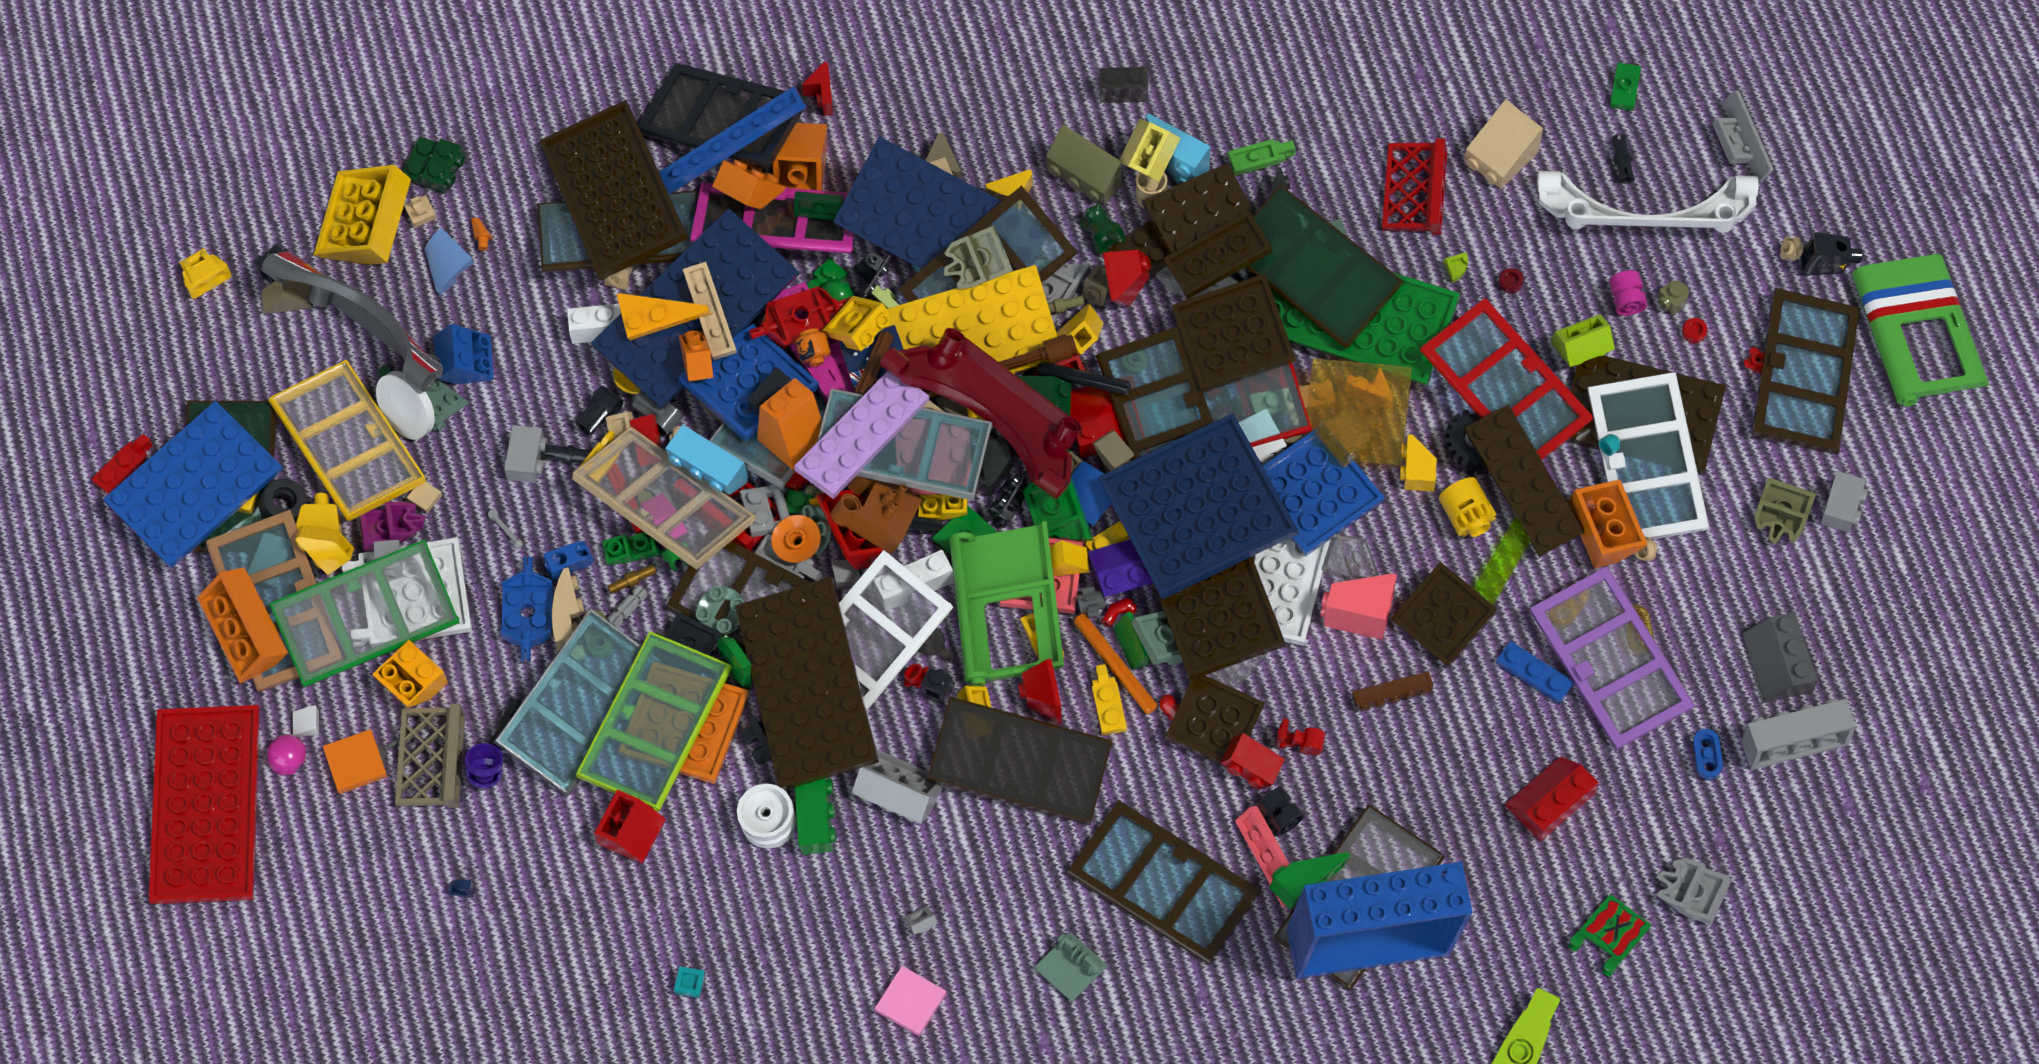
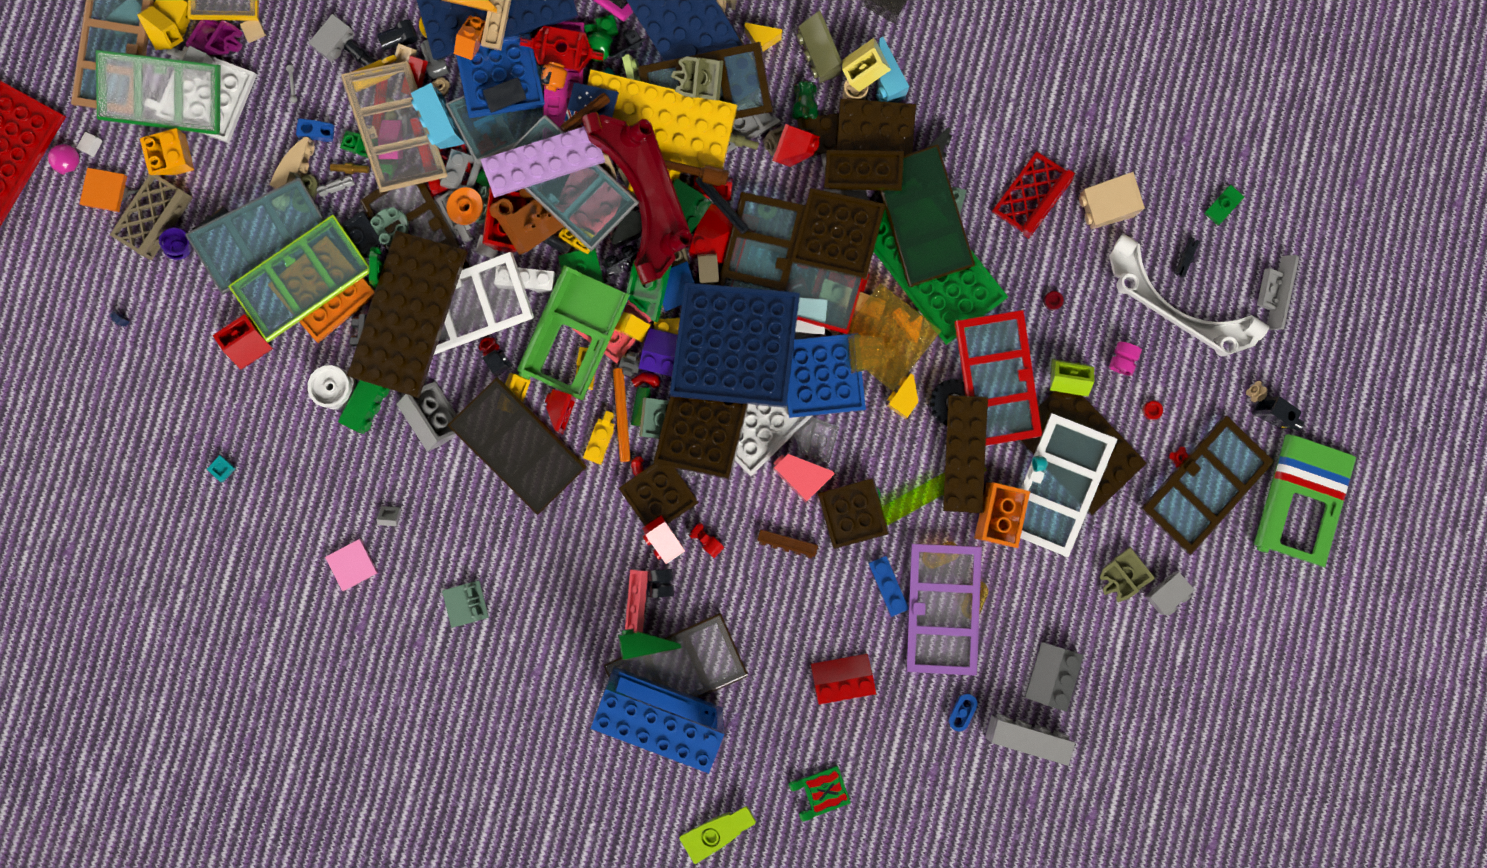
camera: 30 degrees right, 20 degrees up
(242, 624) = (78, 52): orange slope -> none
(521, 592) = (271, 135): blue plate -> none
(790, 423) = (502, 124): orange slope -> none
(858, 323) = (592, 77): yellow plate -> none
(936, 645) = (515, 332): clear smoke rock -> none
(1084, 328) = (744, 167): yellow slope -> none
(1164, 882) = (559, 583): door -> none
(1259, 156) = (943, 109): bright green hinge -> none
(1456, 266) = (1024, 268): lime tile -> none
(1467, 507) = (917, 449): yellow gear -> none
(1647, 553) = (1017, 551): tan plate -> none
(1673, 297) = (1154, 378): olive plate -> none
(1694, 889) = (892, 799): light grey plate -> none

